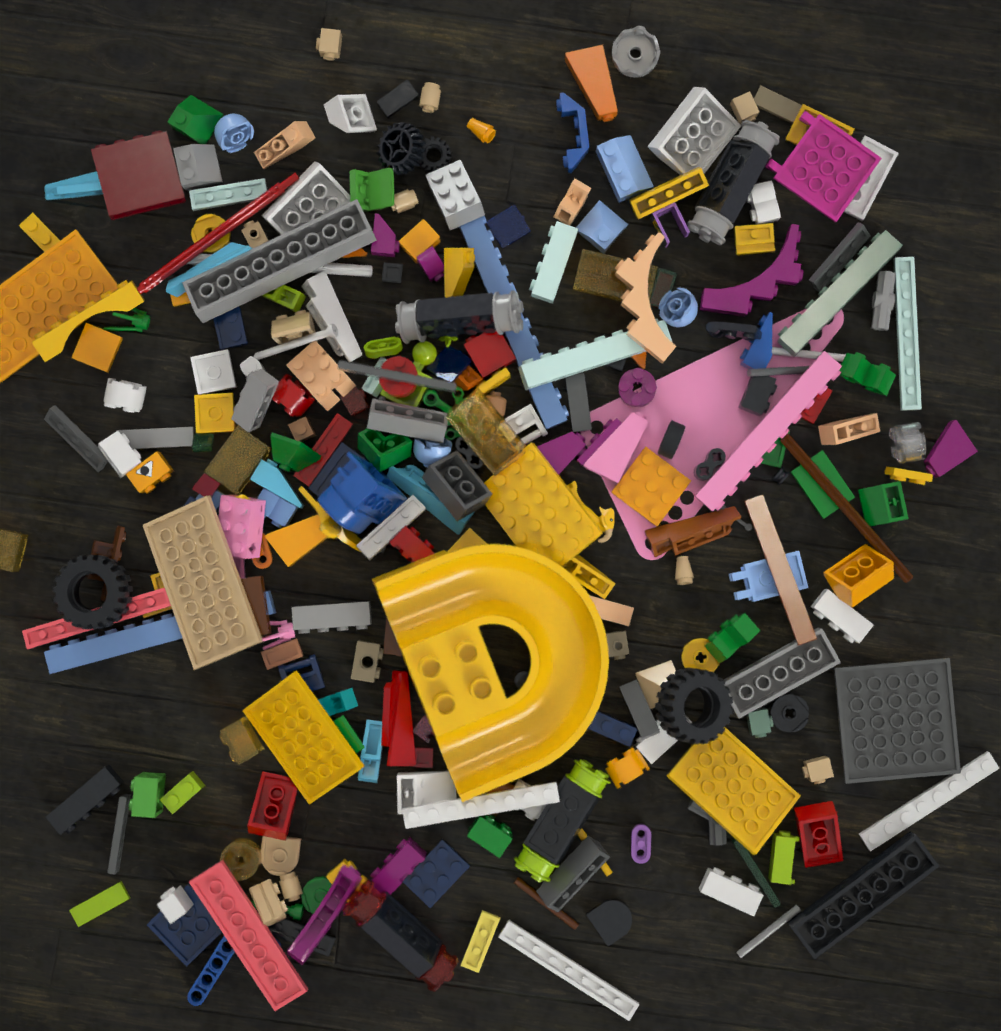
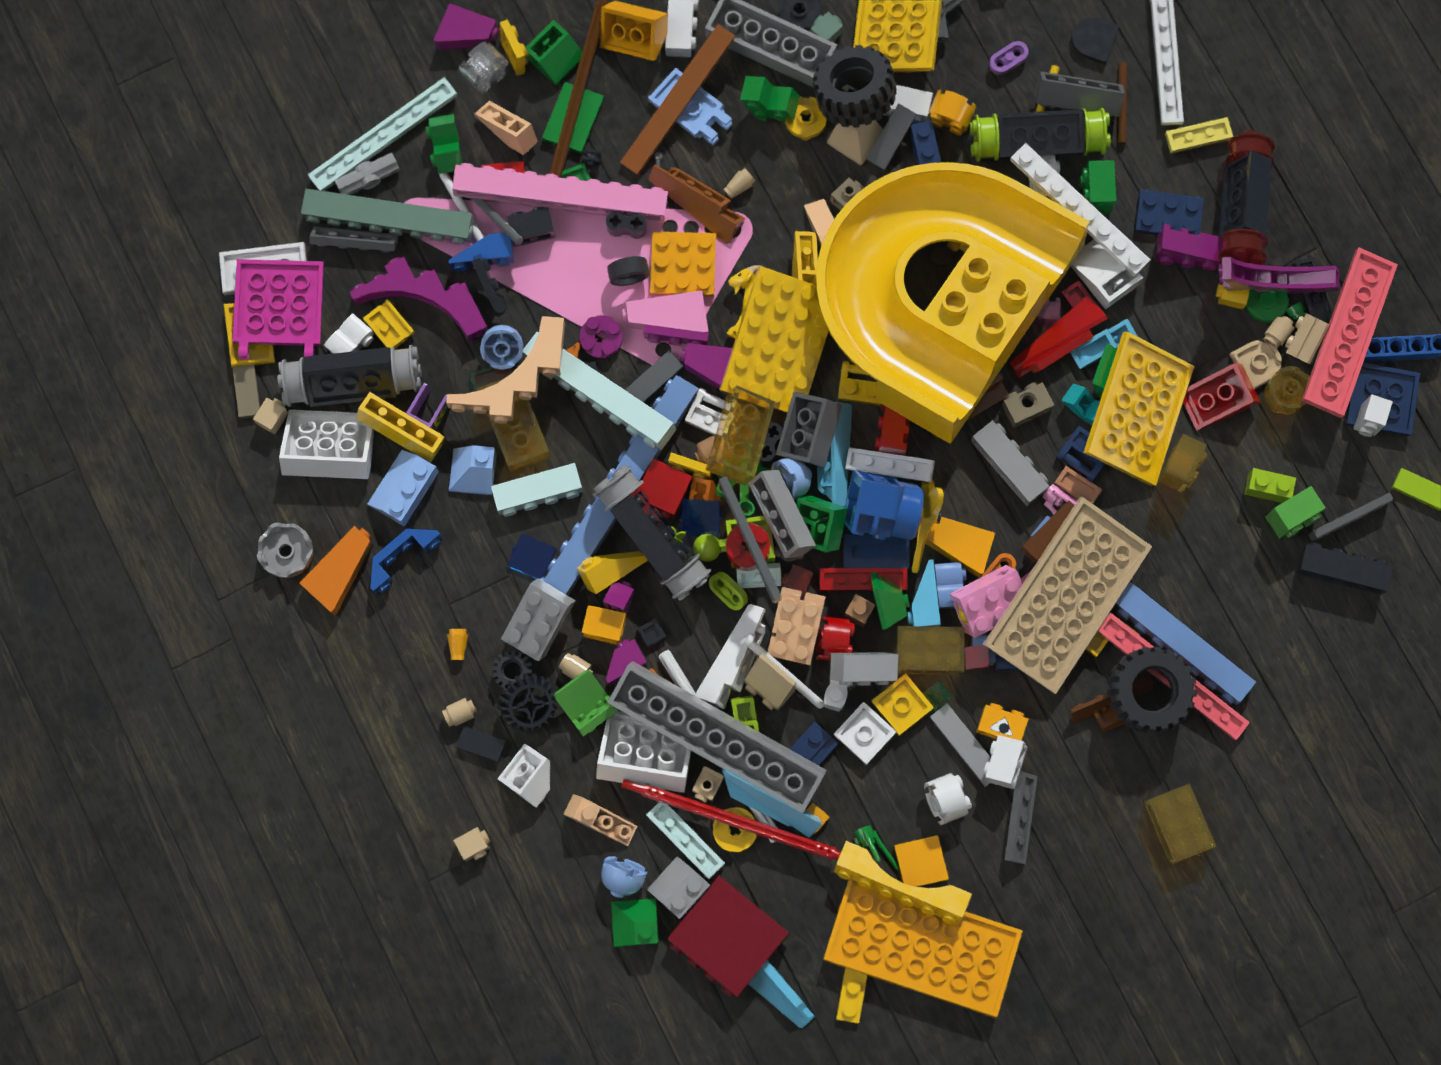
camera: 125 degrees left, 10 degrees down
(572, 202) = (469, 510): light nougat brick -> none

